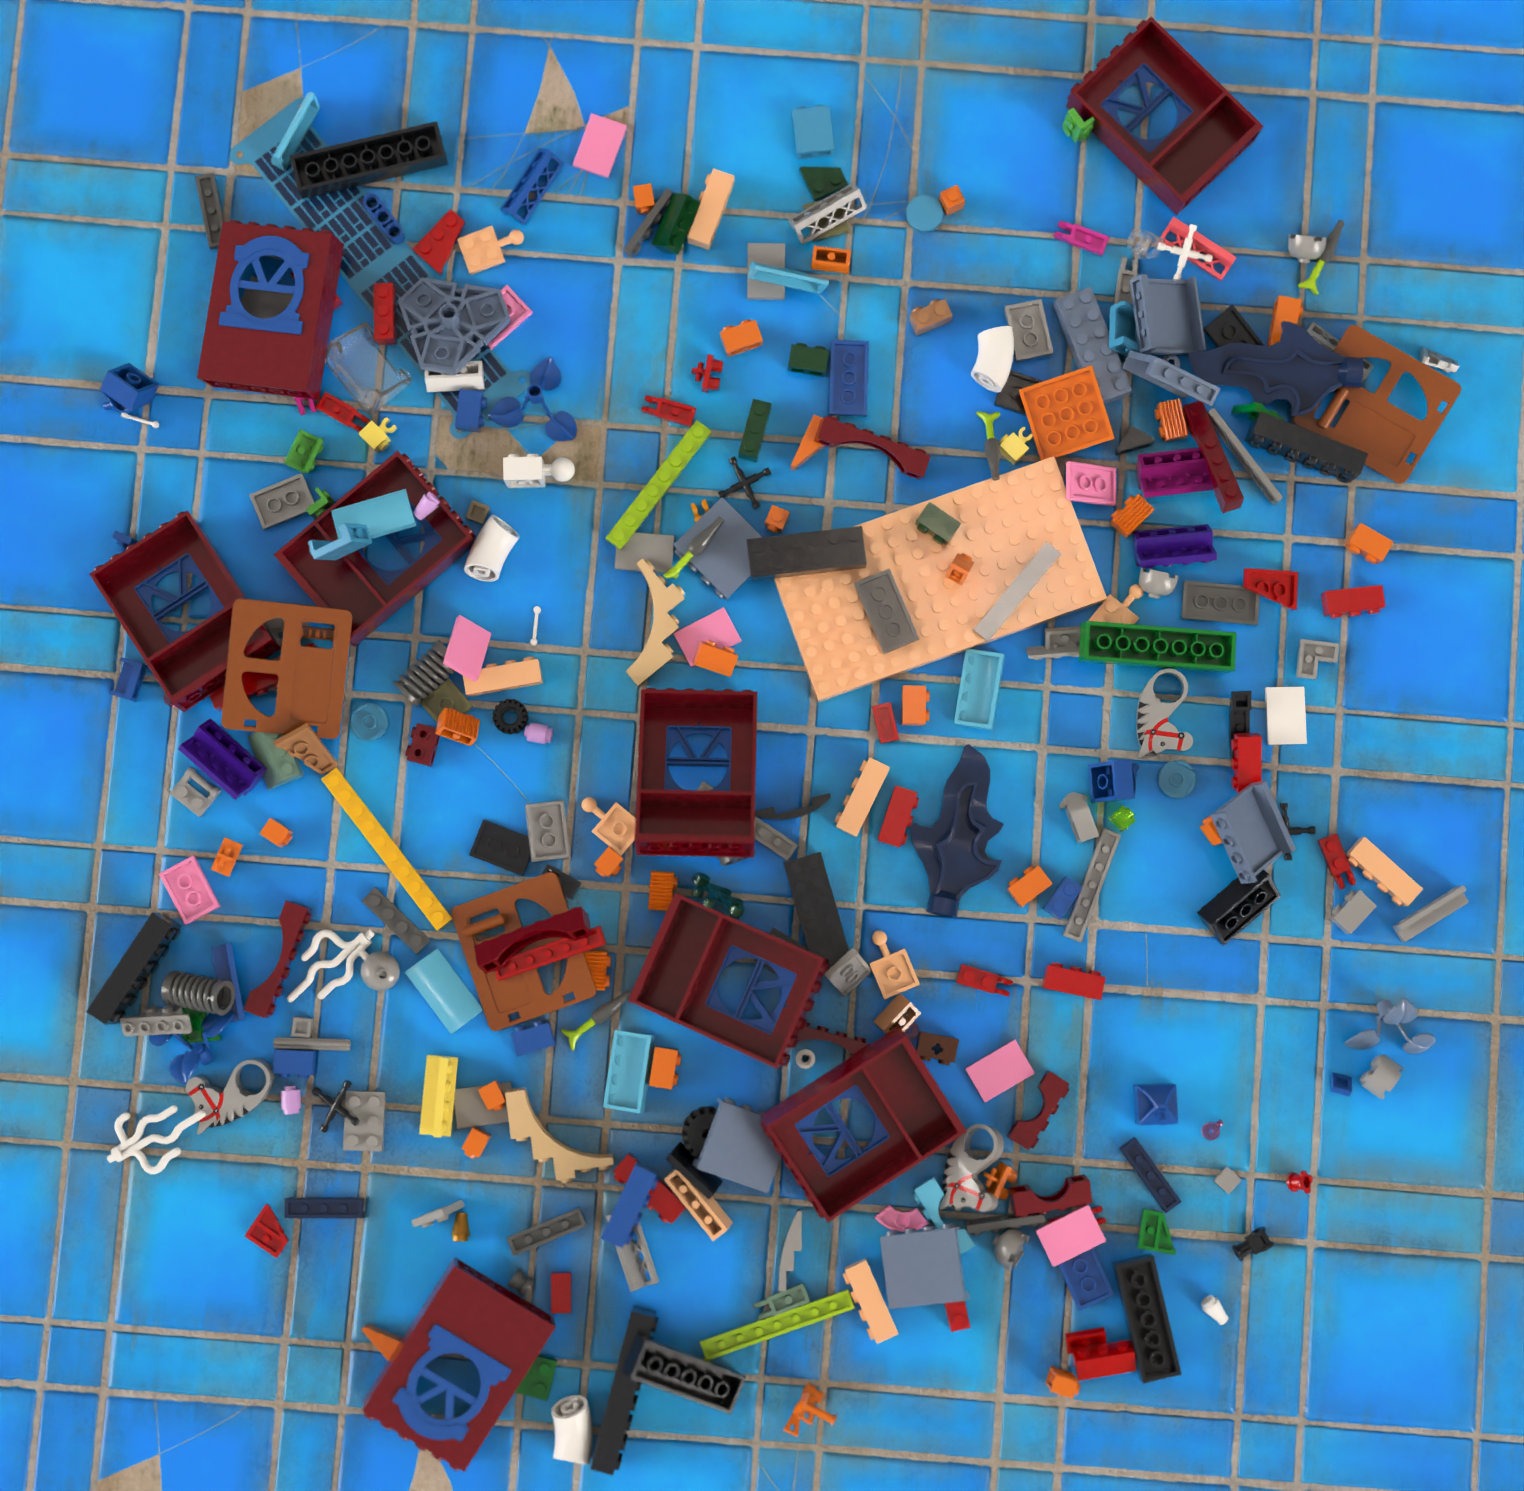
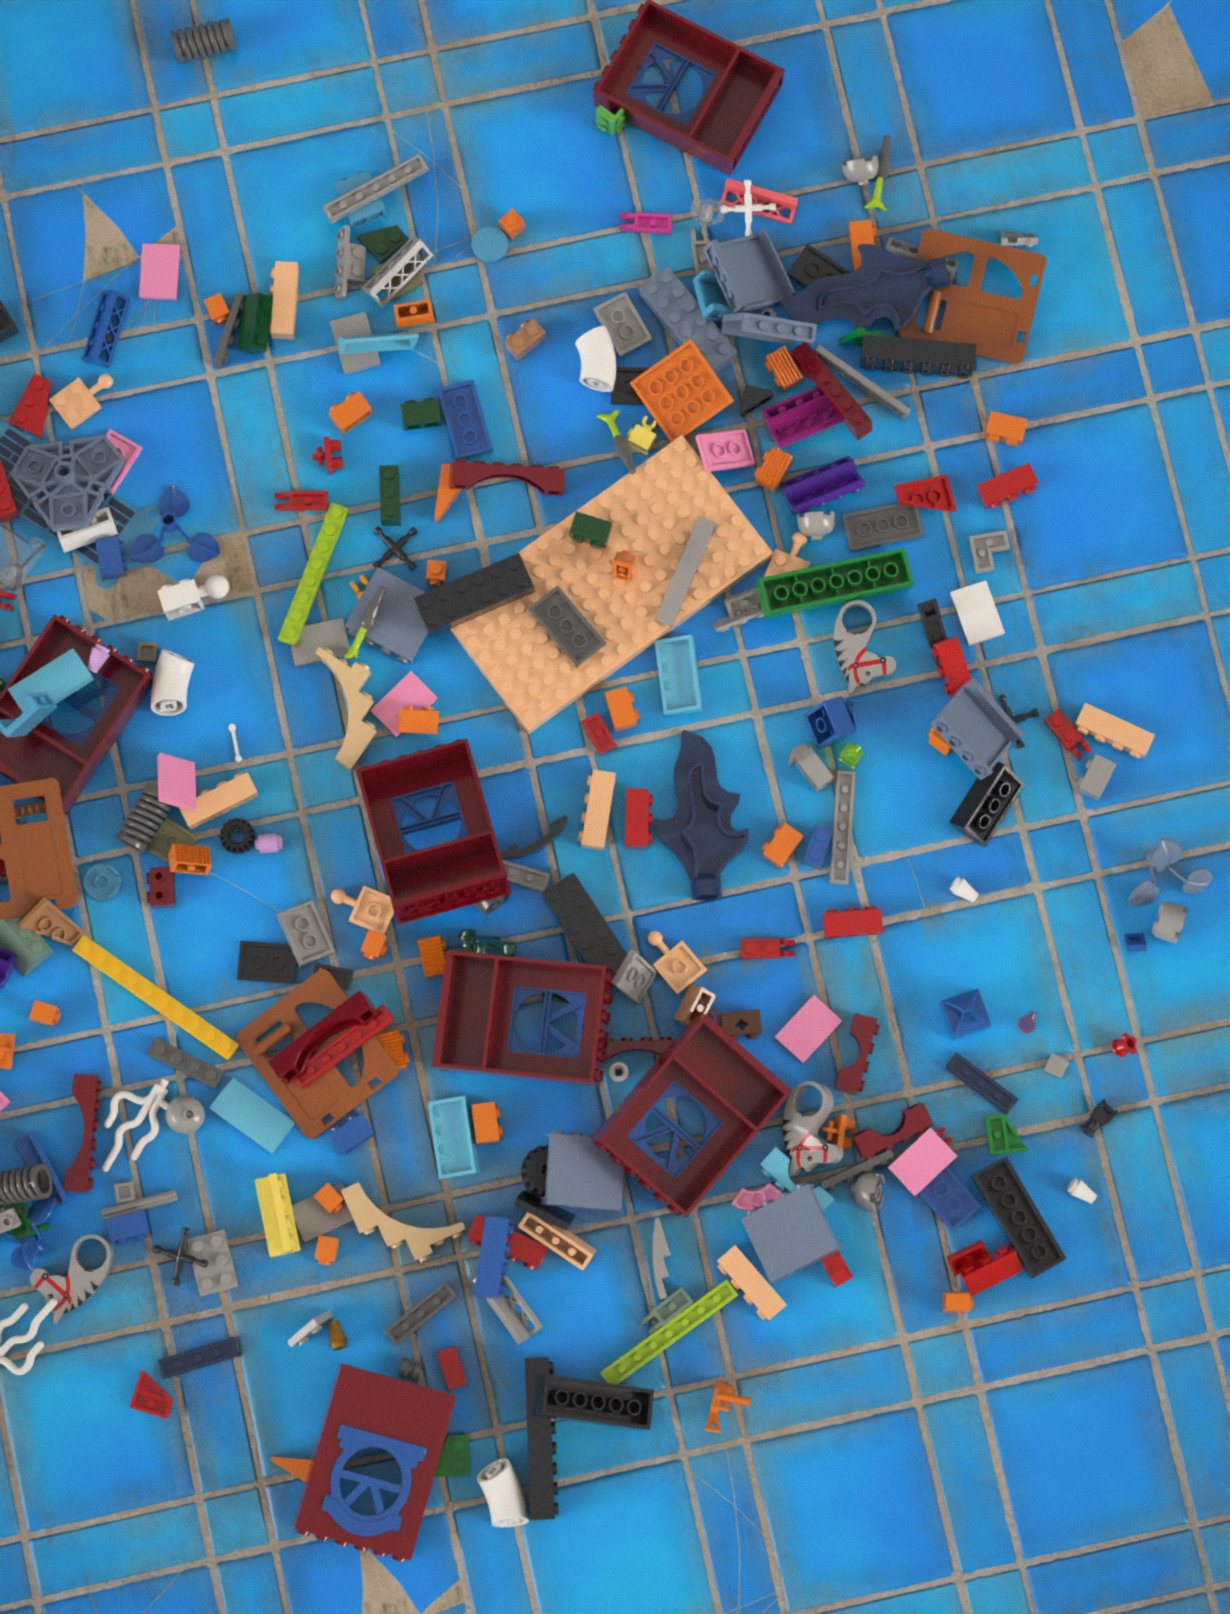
camera: 15 degrees left, 5 degrees down
(290, 1100) = (135, 1264): lavender brick -> none
(376, 436) = (27, 609): light yellow brick -> none
(599, 1016) = (408, 1094): dark grey piece -> none
(783, 192) = (349, 263): none -> light grey bracket
(831, 125) = (375, 188): none -> light grey tile
(1176, 779) = (892, 703): dark azure tile -> none
(1189, 980) = (962, 889): none -> white cone
(1431, 913) = (1171, 756): light grey fence -> none

